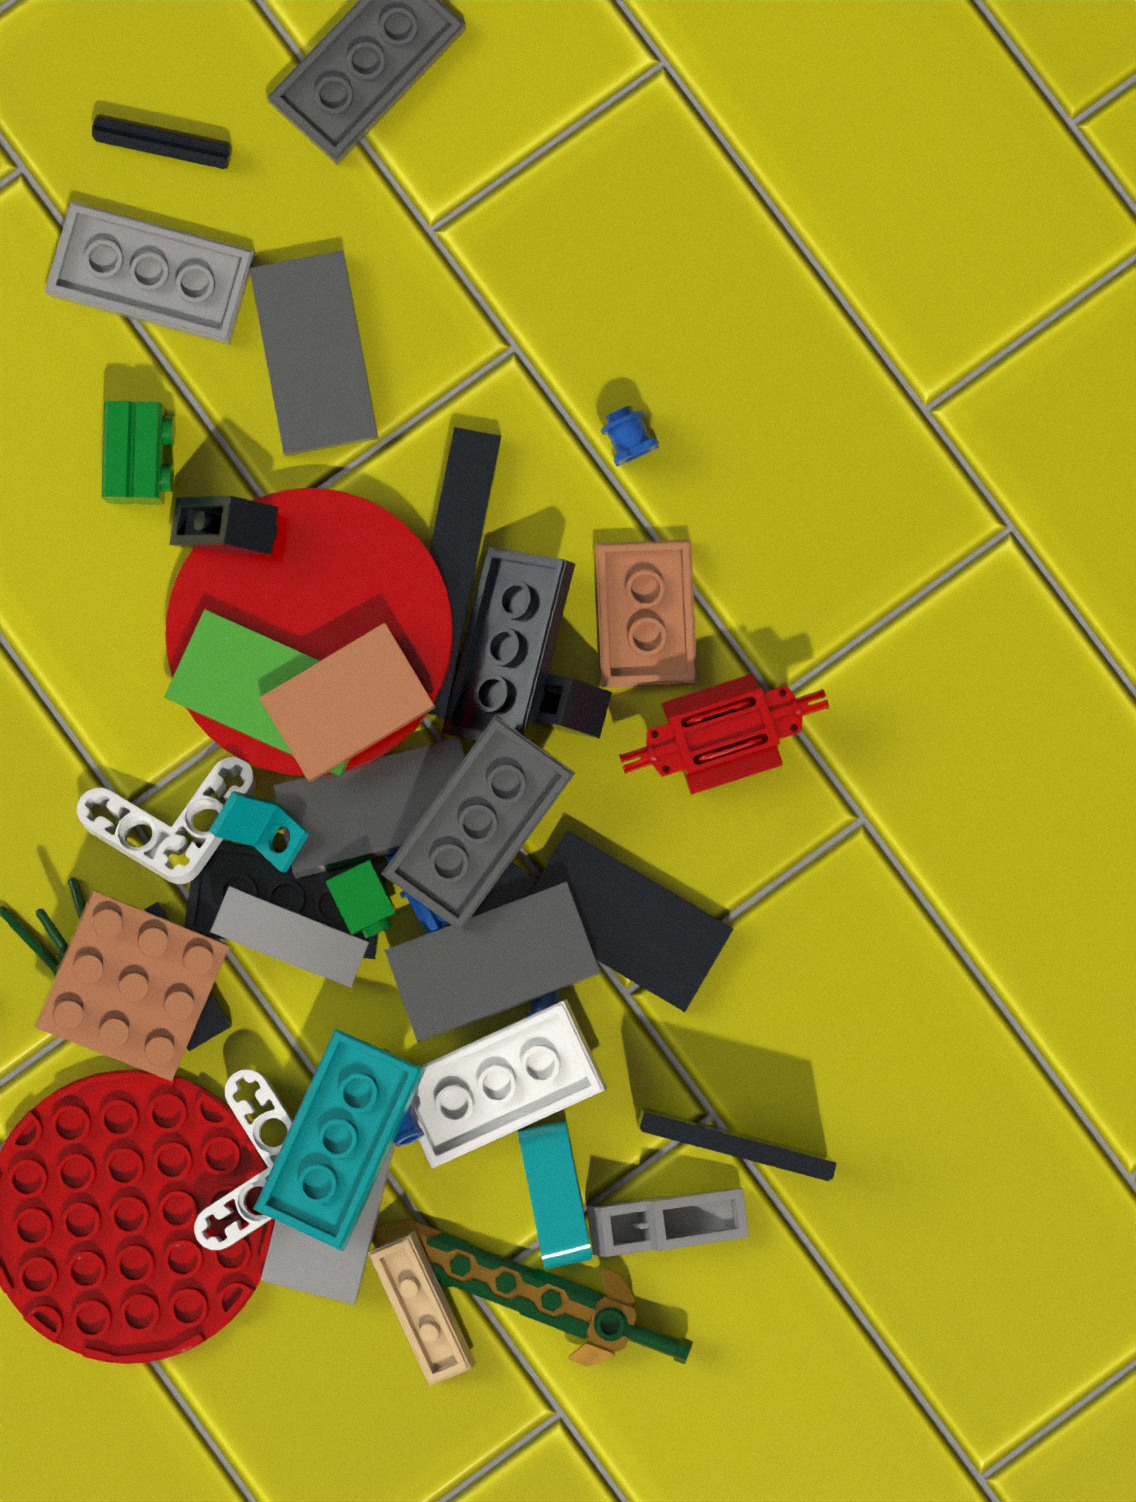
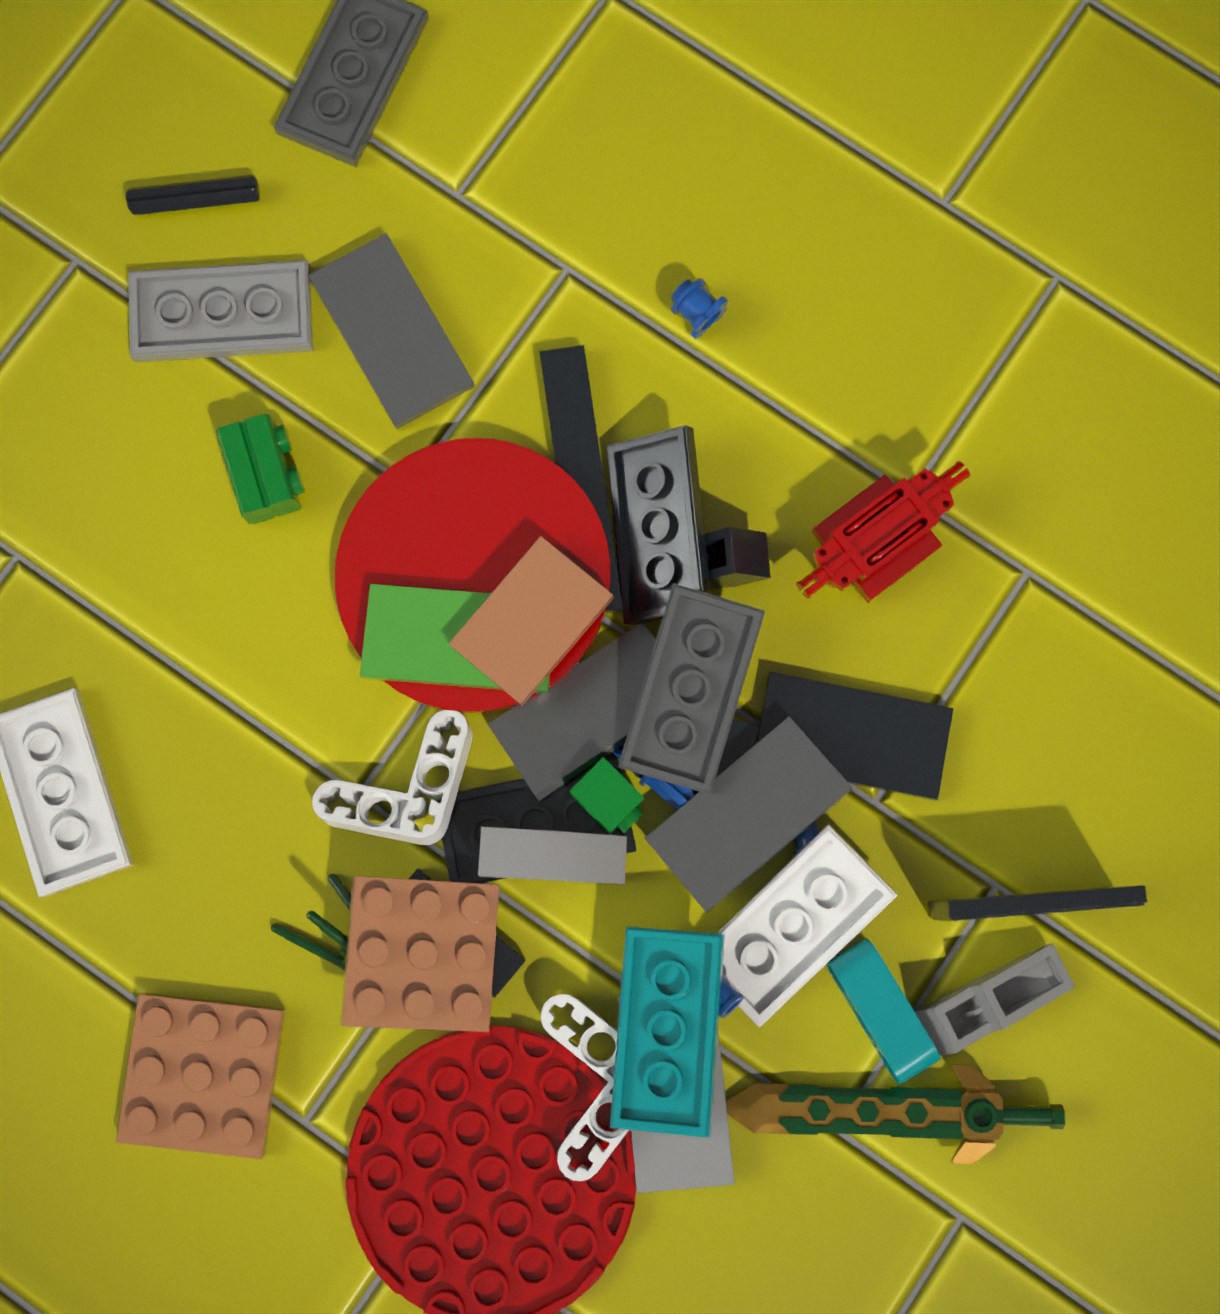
camera: 20 degrees left, 5 degrees down
(224, 525) = (362, 501): black slope -> none
(255, 822) = (484, 761): teal bracket -> none
(422, 1308) = (798, 1164): tan tile -> none
(646, 613) = (768, 457): nougat tile -> none

